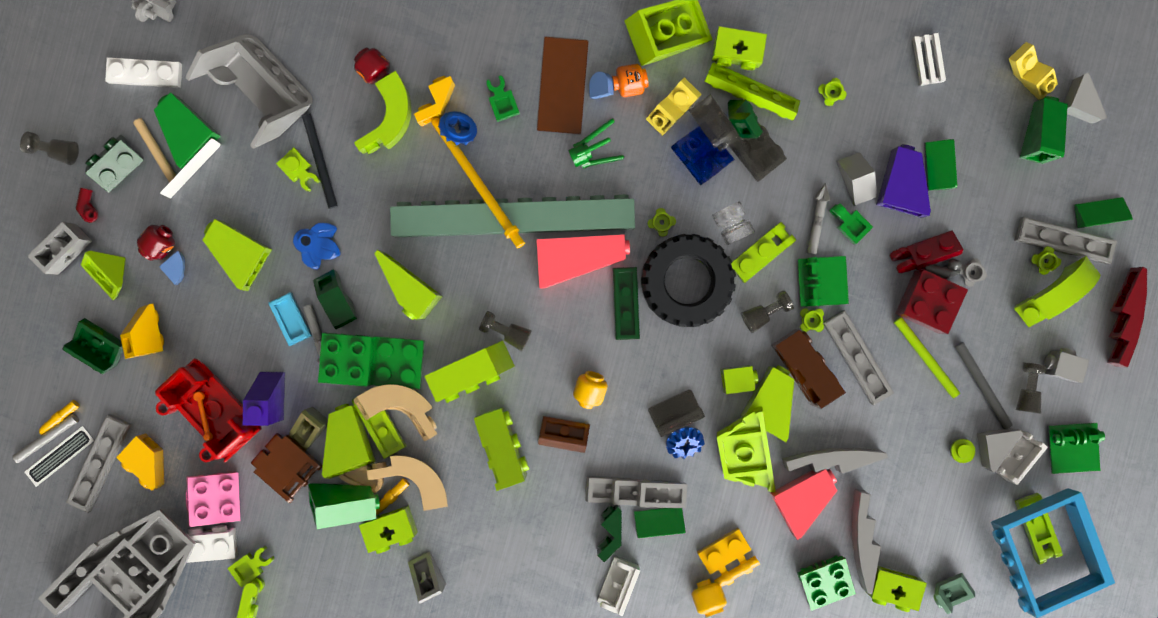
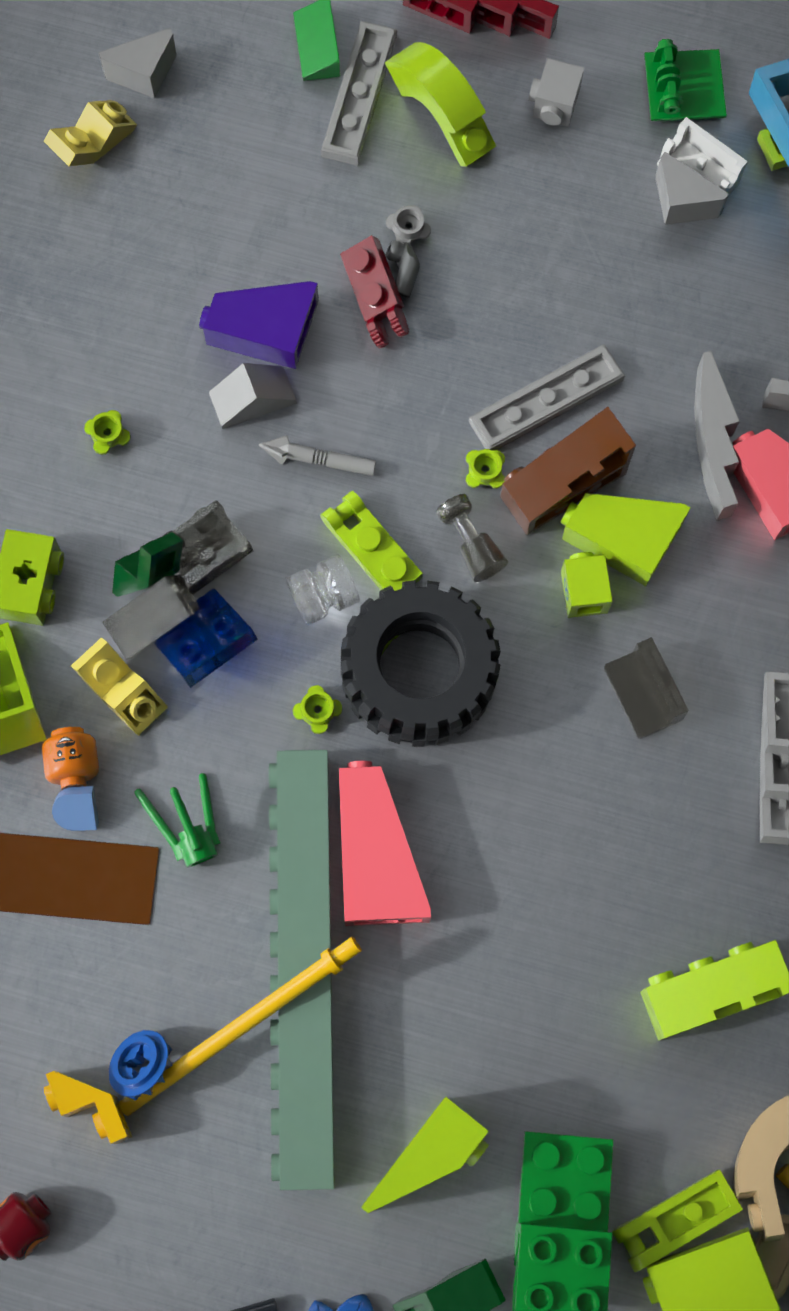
camera: 90 degrees left, 15 degrees down
(396, 117) = (89, 1176): lime arch -> none
(401, 399) = (632, 1174): tan arch -> none
(469, 372) = (583, 1047): lime wedge -> none
(503, 102) = (98, 982): green plate -> none
(514, 334) = (513, 966): clear smoke piece -> none
(564, 434) = (687, 882): reddish brown slope -> none
(590, 389) = (608, 833): yellow head -> none
(626, 303) = (457, 772): dark green tile -> none
(679, 437) = (697, 686): blue gear -> none
(746, 451) = (707, 571): lime wing -> none
(752, 91) = (98, 558): lime plate -> none
(823, 281) = (421, 450): green hinge -> none
(853, 225) = (328, 402): green plate -> none
(926, 357) = (544, 295): lime bar -> none
(929, 59) = (62, 278): white tile -> none
(931, 301) = (455, 284): dark red brick -> none
(941, 165) = (233, 267): green slope -> none
(962, 450) = (694, 244): lime plate -> none
(983, 385) = (589, 212): dark grey bar -> none
(1030, 398) = (609, 144): clear smoke piece -> none
(1045, 131) = (188, 114): green slope -> none
(1052, 264) = (396, 110): lime plate -> none

